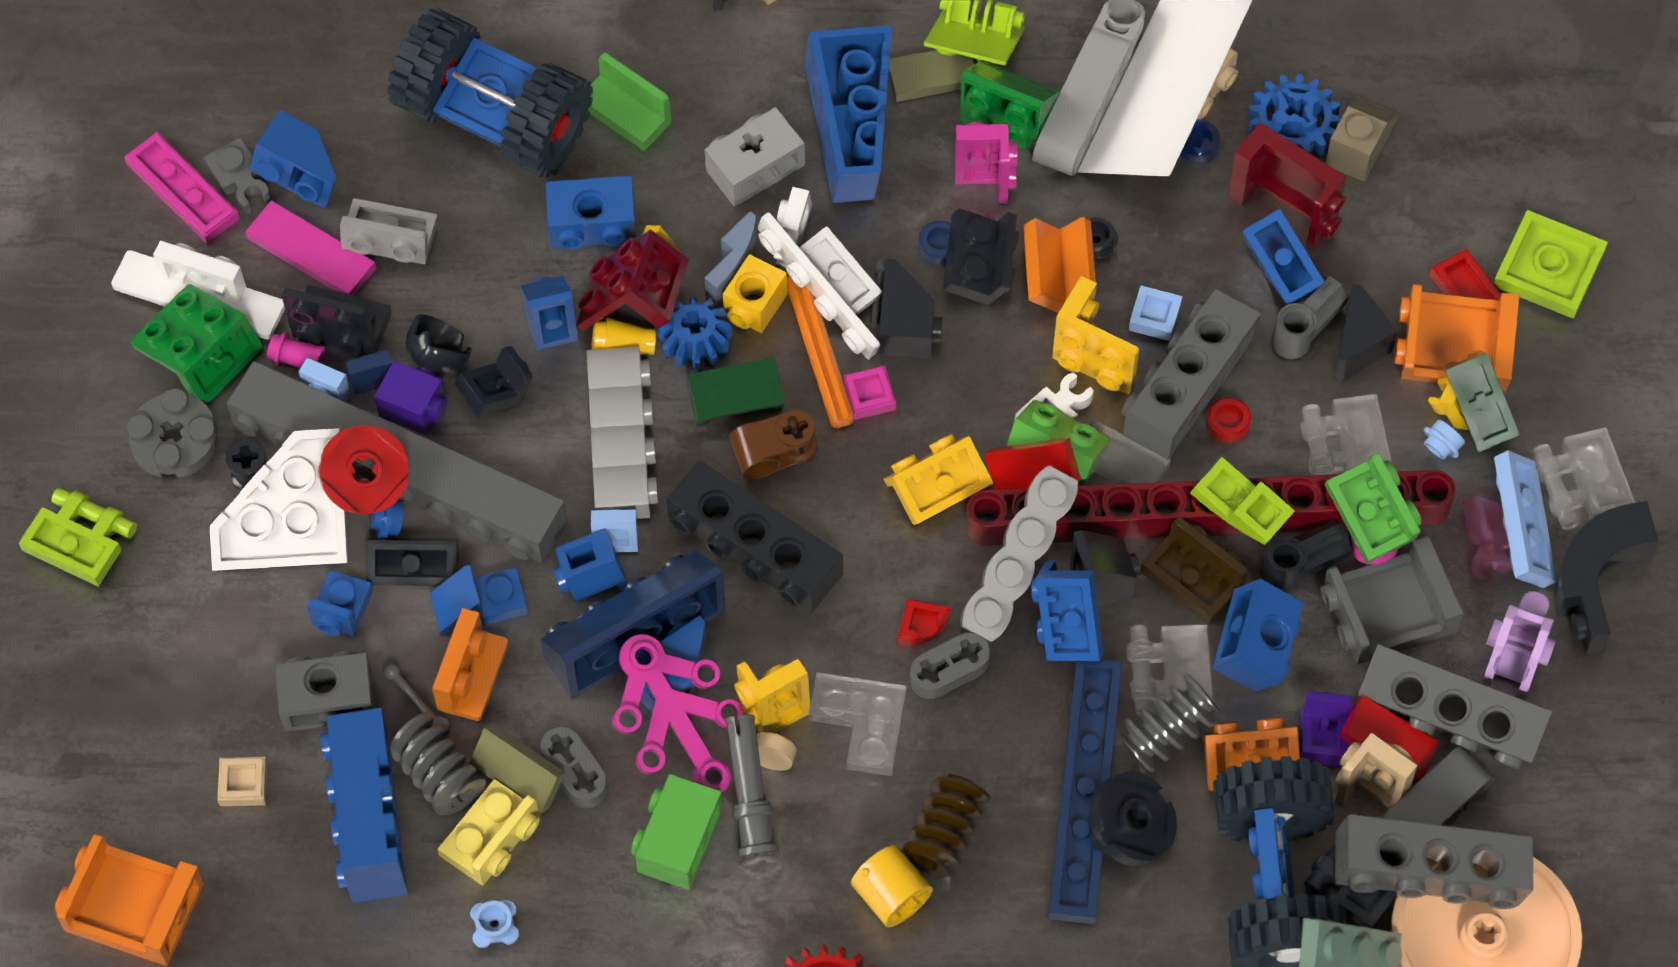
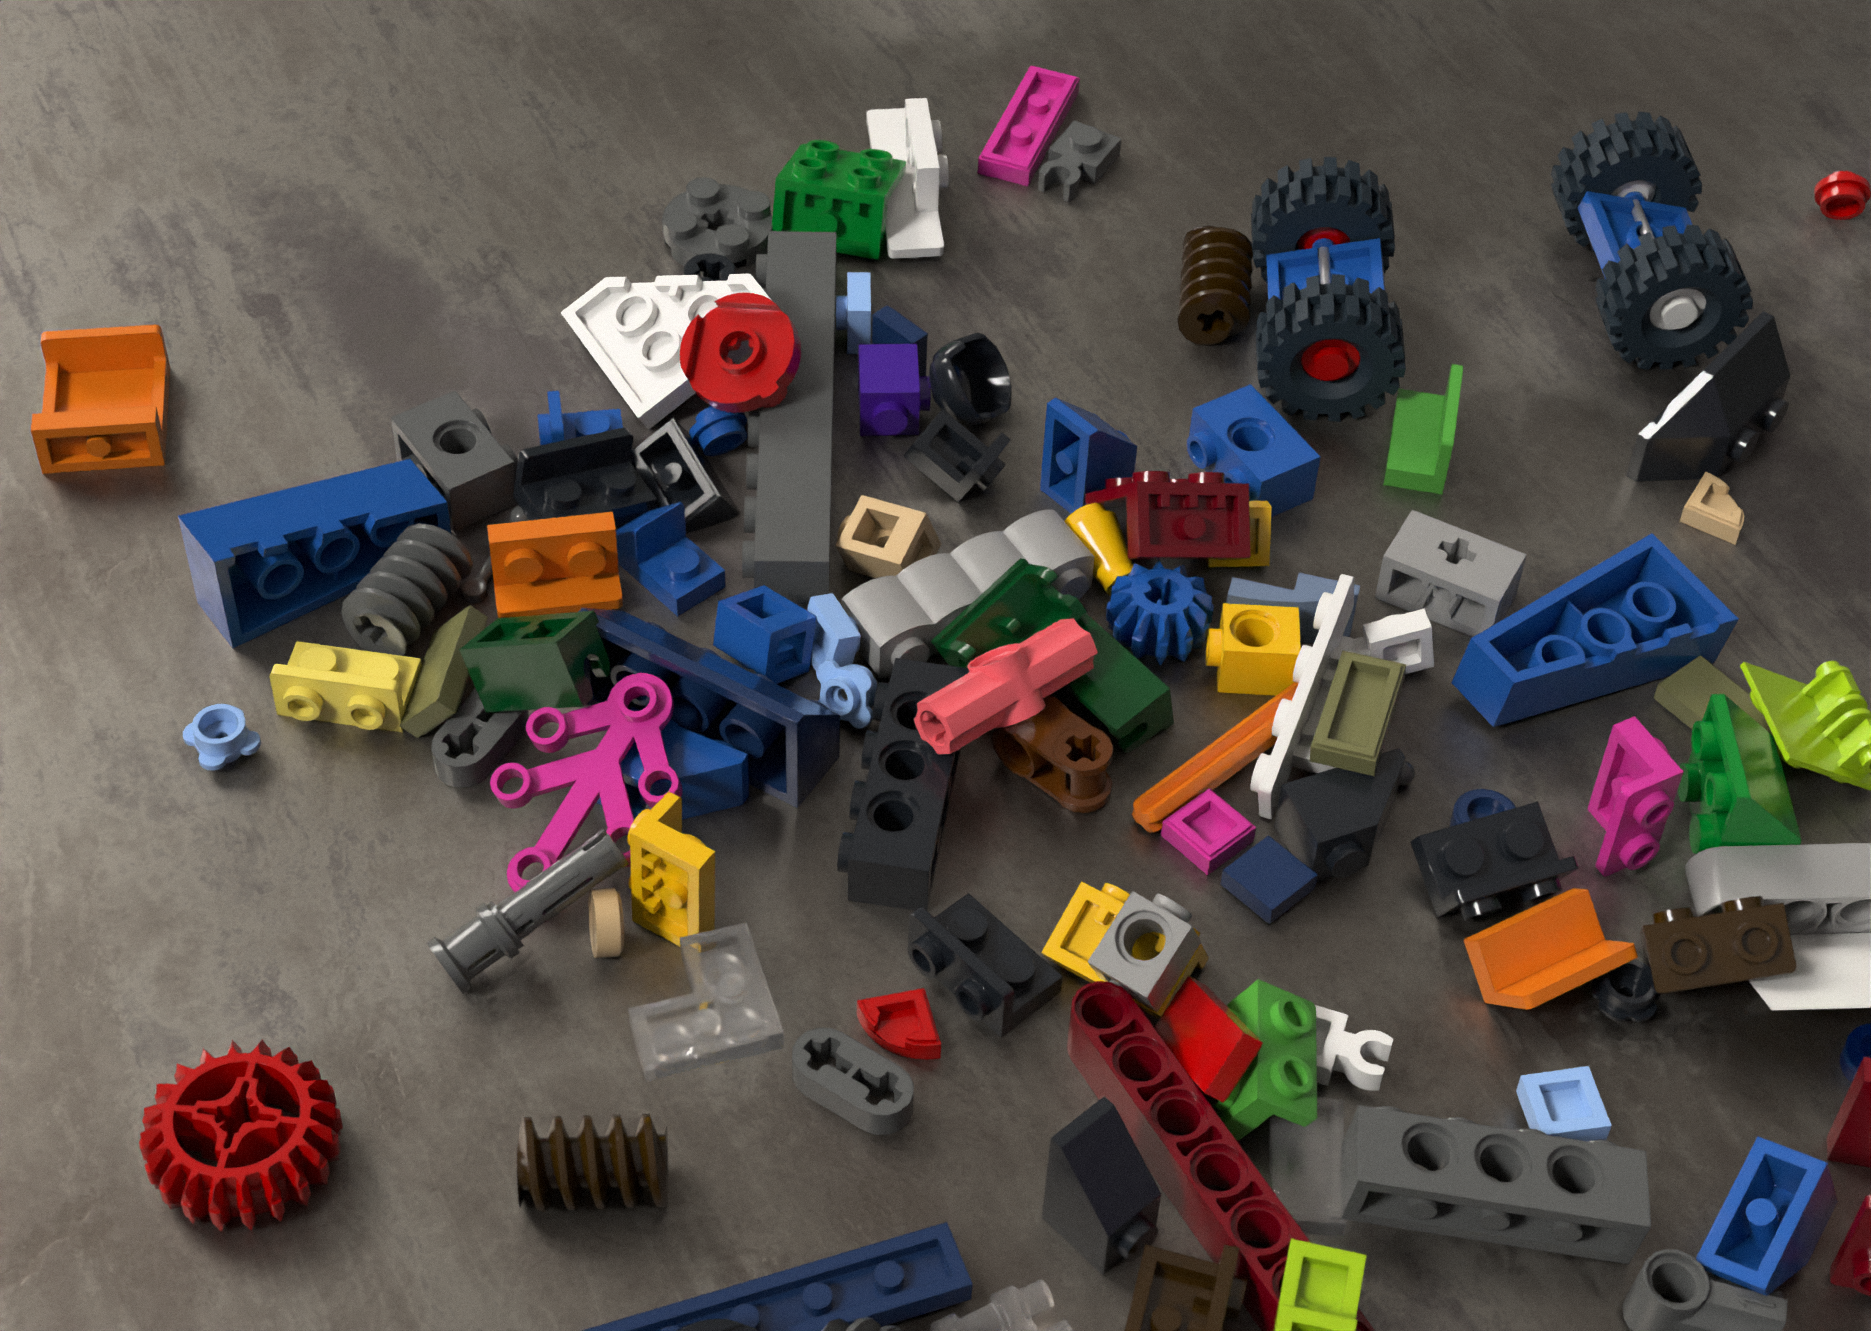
camera: 60 degrees right, 15 degrees down
(72, 546) = (526, 196): lime plate -> none
(242, 781) = (308, 443): tan tile -> none
(293, 352) = (885, 272): dark pink pin -> none
(295, 159) = (1123, 178): blue slope -> none
(310, 250) = (1025, 249): dark pink tile -> none
(336, 319) = (948, 293): black bracket -> none
(388, 231) = (1090, 290): light grey bracket -> none
(399, 623) = (582, 478): none -> black bracket
(426, 154) = (1214, 284): none -> dark brown piece
(555, 445) = (884, 538): none -> tan brick
(571, 702) = (536, 661): none -> dark green hinge
(663, 540) = (856, 682): none -> light blue plate
(675, 422) = (1007, 614): none -> dark green hinge
(678, 831) = (426, 861): bright green brick -> none
(736, 445) = (1005, 686): none -> coral piece
(854, 265) = (1357, 713): none -> olive tile
(891, 886) = (461, 1134): yellow piece -> none
(903, 560) = (981, 964): none -> black bracket
(922, 378) = (1268, 879): none -> dark blue tile
(983, 468) = (1146, 979): none -> light grey brick
(1024, 542) = (1061, 1060): light grey brick -> none
(1068, 614) = (989, 1161): blue bracket -> none
(1090, 349) = (1455, 1007): yellow bracket -> none
(1104, 175) = (1718, 948): none -> dark brown bracket
(1228, 420) = (1465, 1279): red tile -> none

